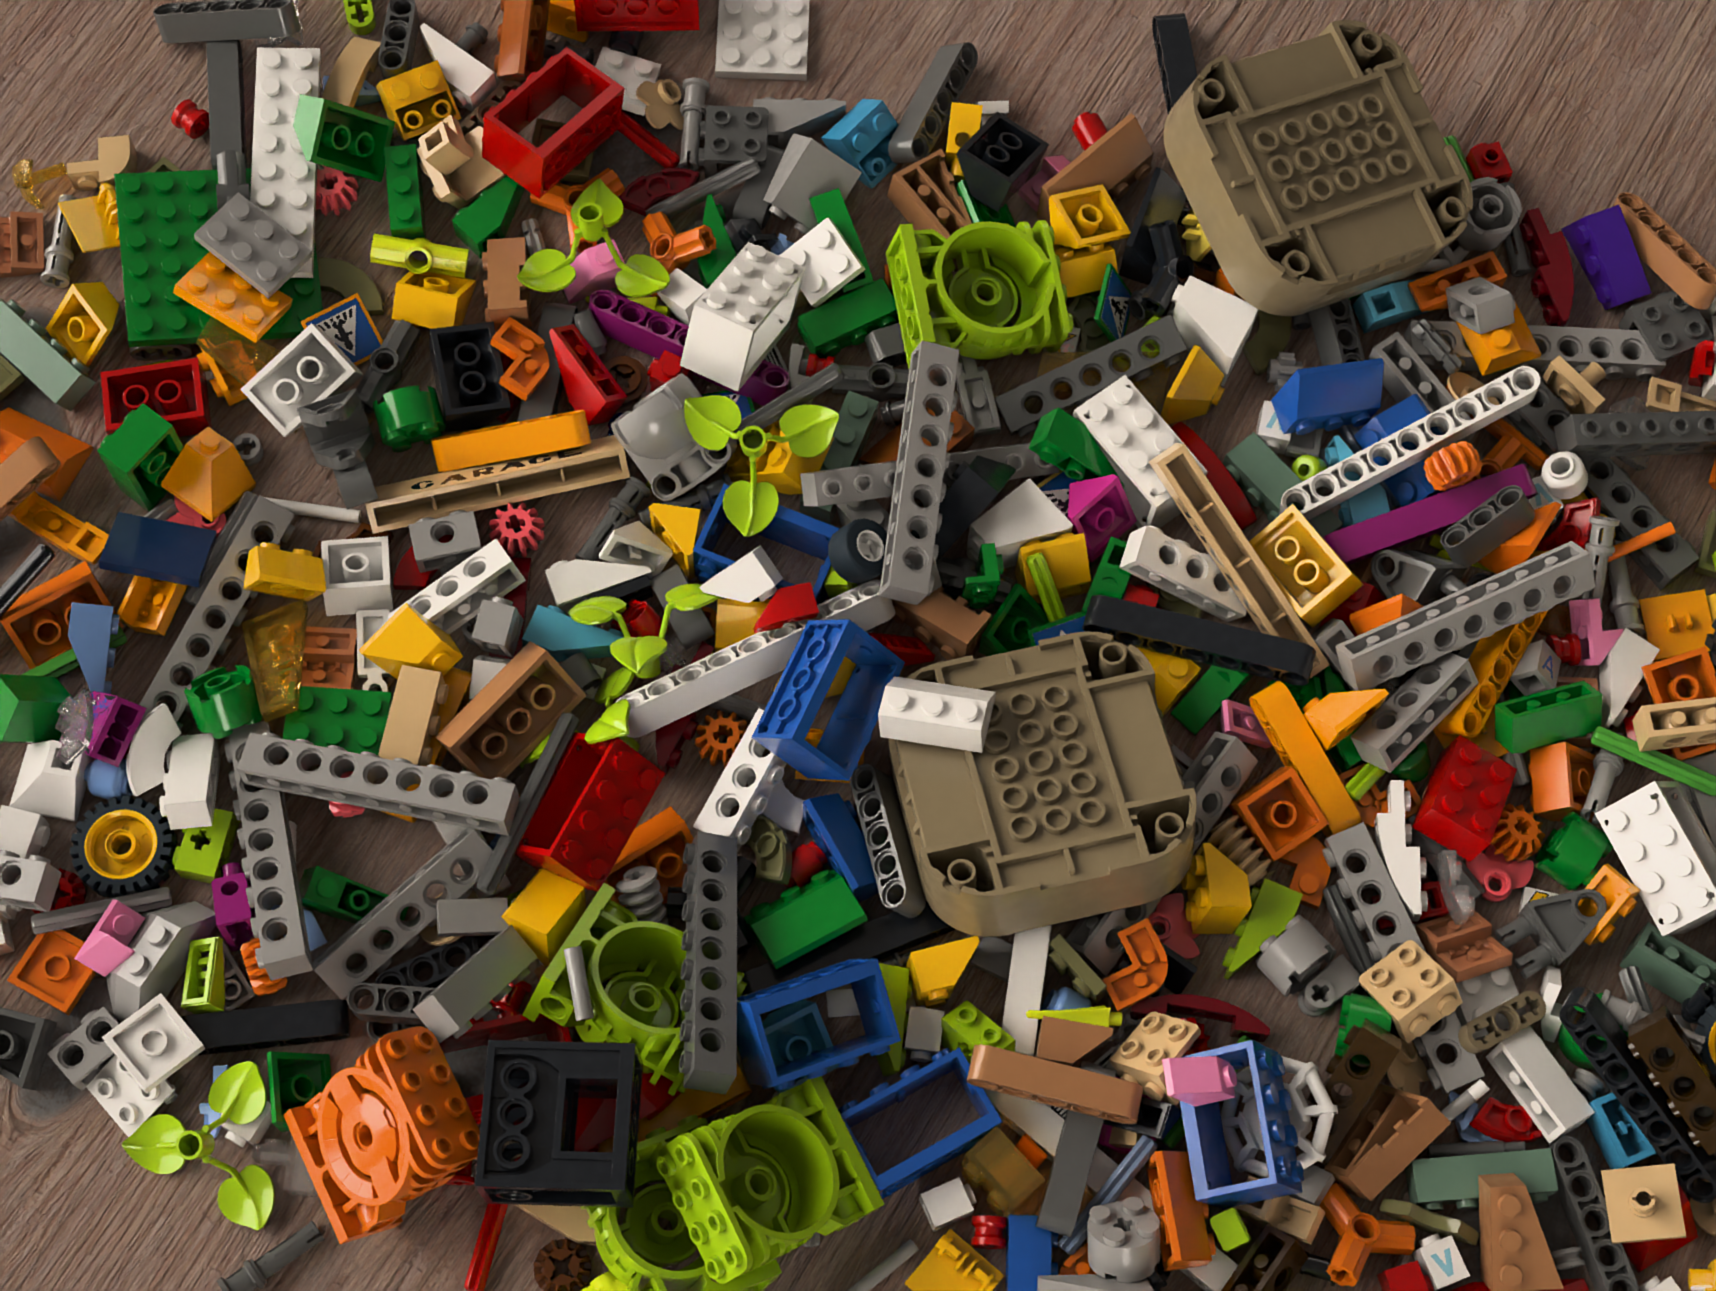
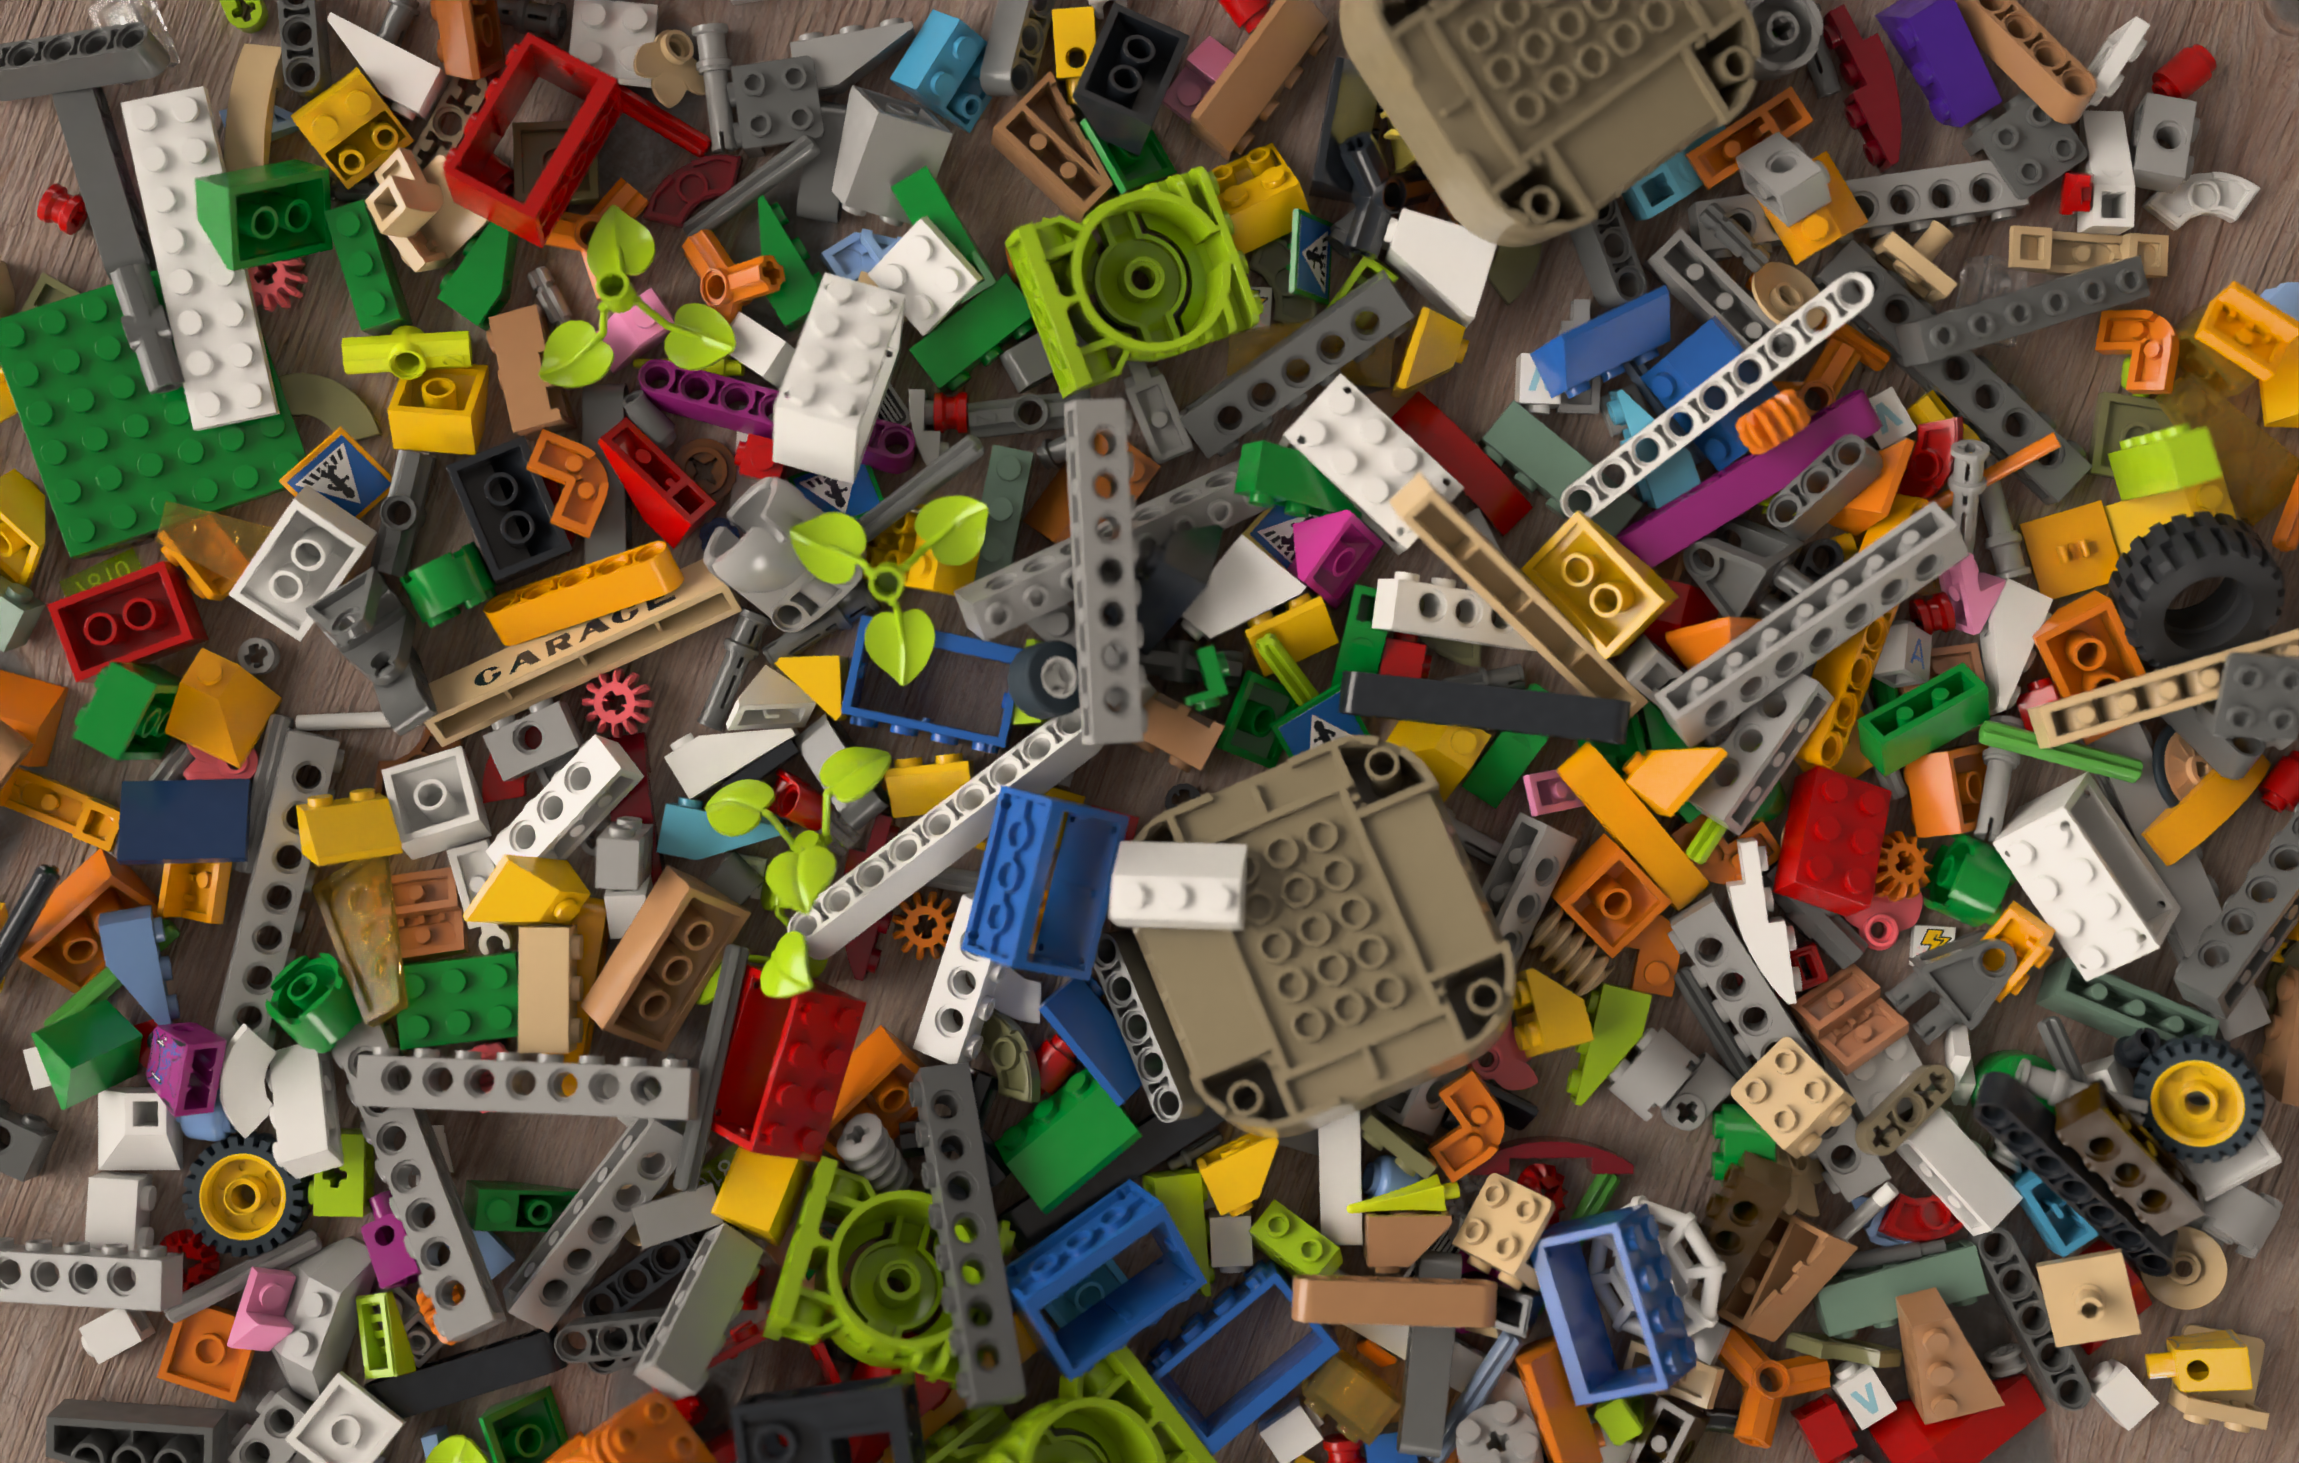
camera: 10 degrees left, 20 degrees up
(76, 725) = (148, 1070): clear slope -> none
(230, 298) = (184, 470): light orange plate -> none
(253, 245) = (191, 399): light grey plate -> none
(578, 983) = (820, 1310): light grey piece -> none
(746, 578) = (912, 743): white slope -> none
(747, 230) = (824, 248): black bracket -> none
(787, 606) = (973, 770): red slope -> none
(907, 648) = (1086, 777): red slope -> none
(1085, 218) = (1256, 143): yellow slope -> none
(1199, 1079) = (1561, 1282): bright pink slope -> none
(1281, 369) = (1541, 302): light grey gear -> none
(1308, 466) = (1590, 434): lime piece -> none
(1456, 897) = (1835, 968): clear slope -> none
(1564, 475) = (1910, 380): white head -> none

